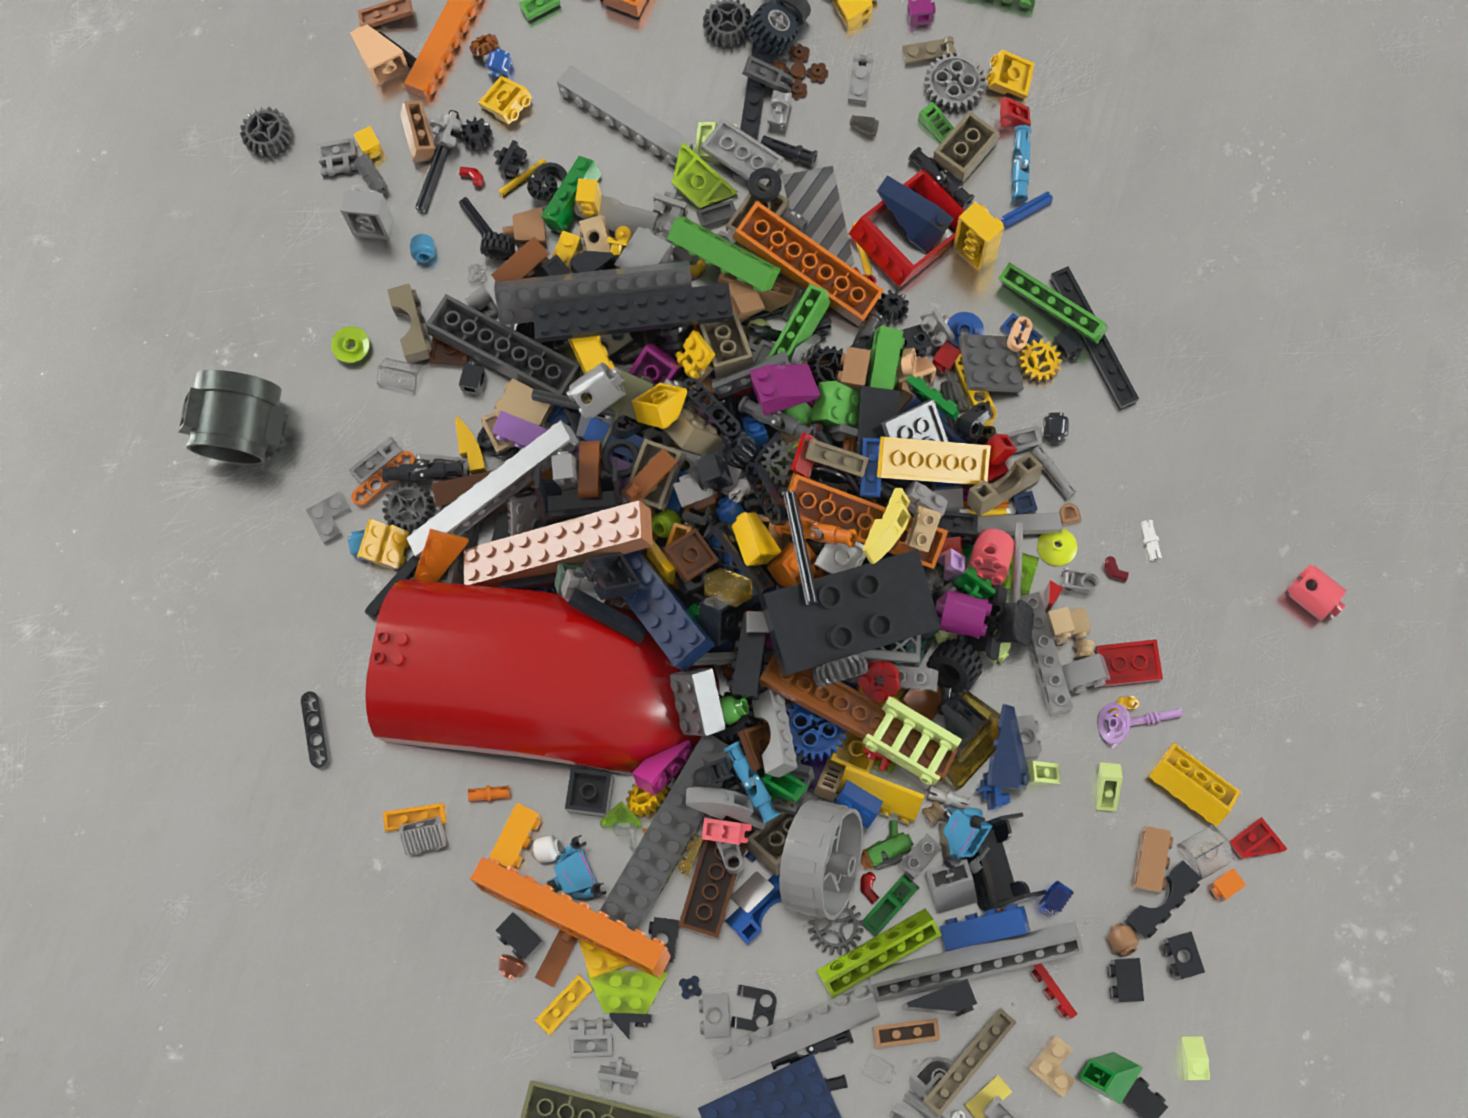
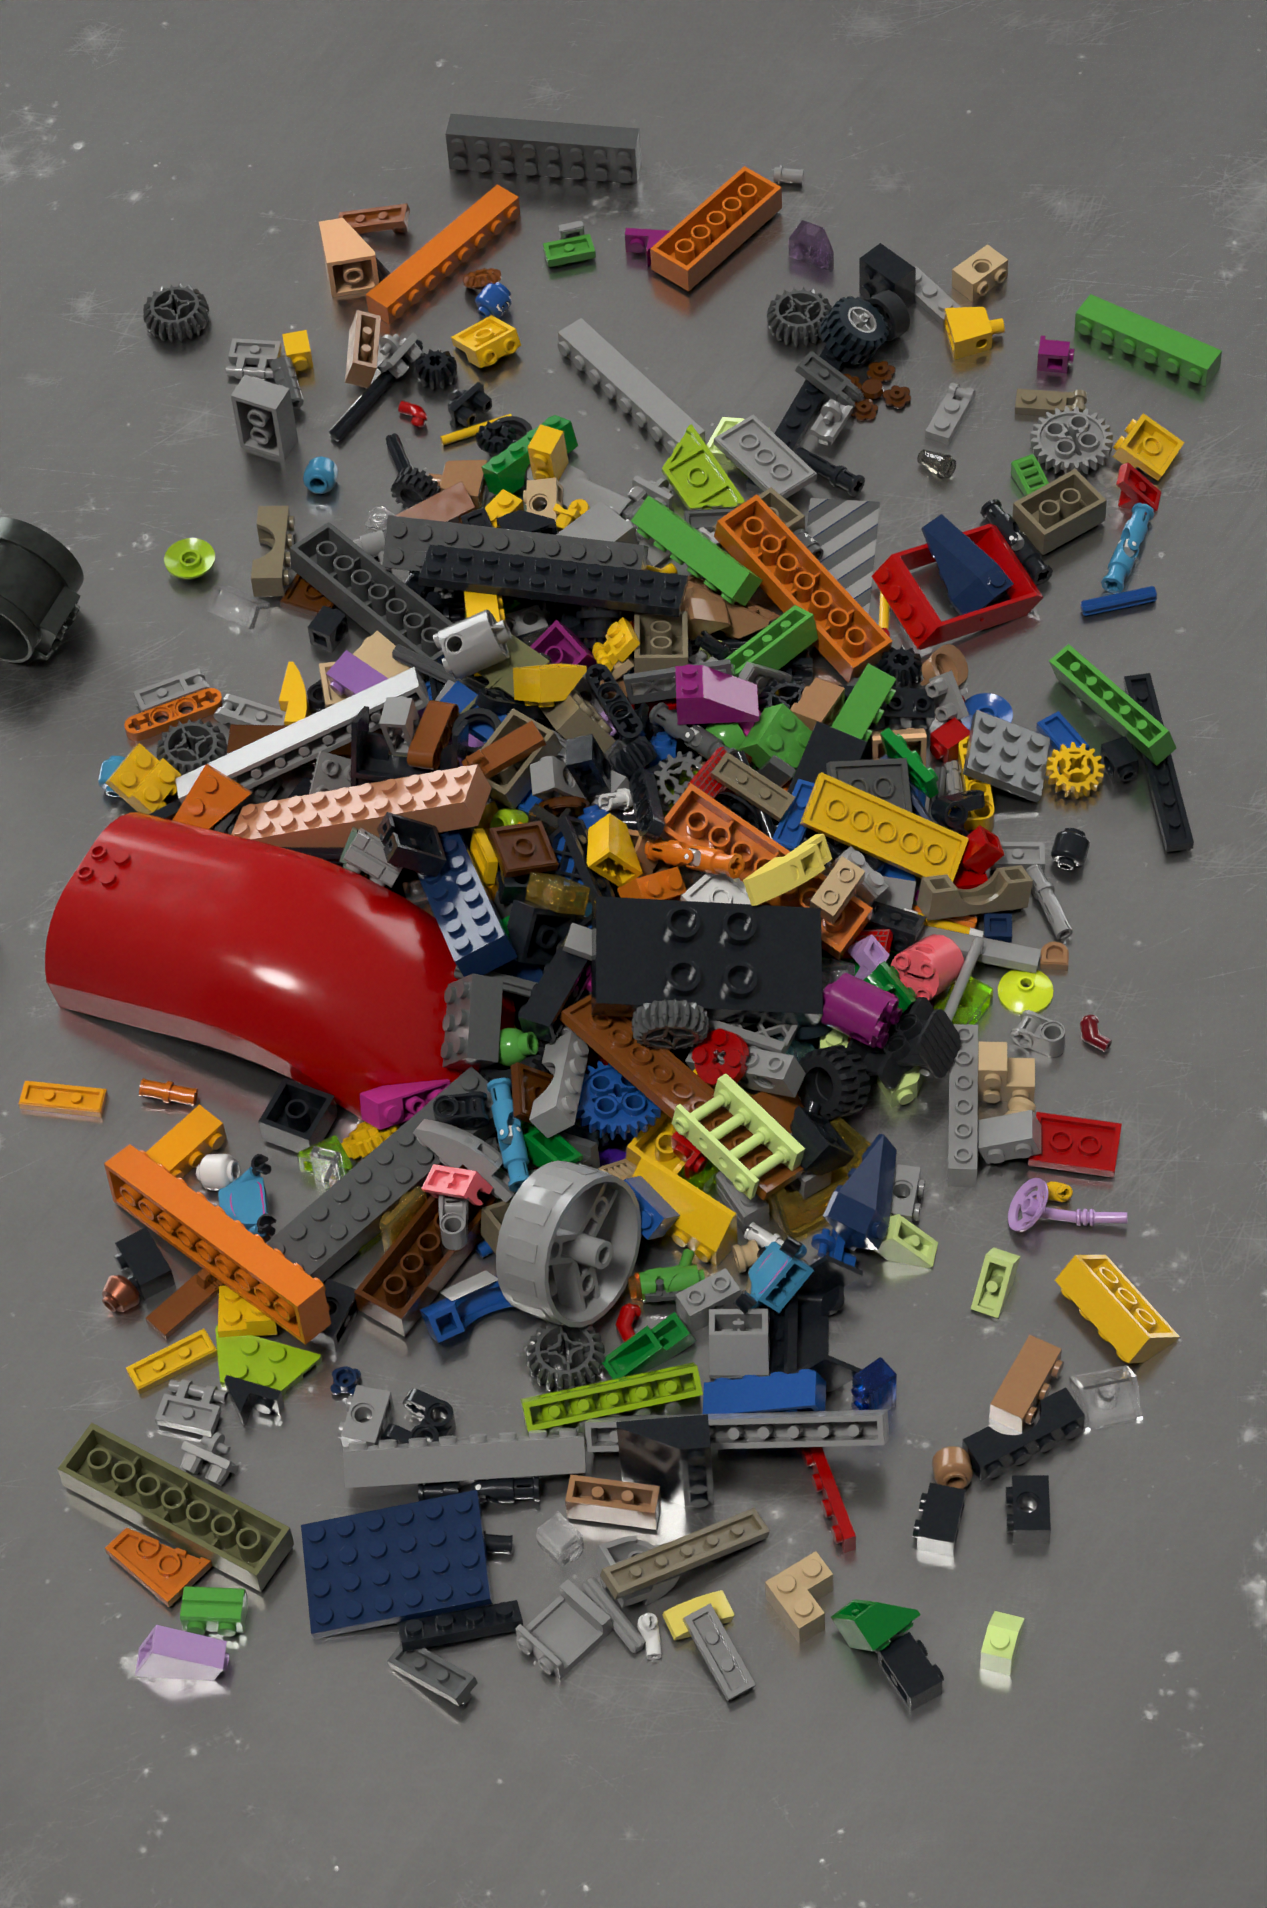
camera: 15 degrees right, 20 degrees down
(323, 516) = (84, 735): light grey plate -> none
(422, 836) = (65, 1116): light grey brick -> none
(433, 470) = (242, 713): black piece -> none
(607, 615) = (391, 890): black tile -> none
(764, 173) = (782, 478): black tyre -> none
(800, 548) = (664, 861): axle -> none
(908, 361) = (895, 718): light nougat beam -> none
(924, 299) = (944, 660): none -> medium nougat piece
(974, 865) = (777, 1319): dark grey hand -> none
(978, 236) = (1034, 603): yellow brick -> none
(1023, 335) = (1052, 728): light nougat beam -> none
(1052, 593) = (995, 1027): red slope -> none
(1151, 540) = (1155, 1010): white pin -> none
(1227, 885) = (1120, 1438): orange brick -> none
(1257, 841) = (1180, 1398): red wing -> none

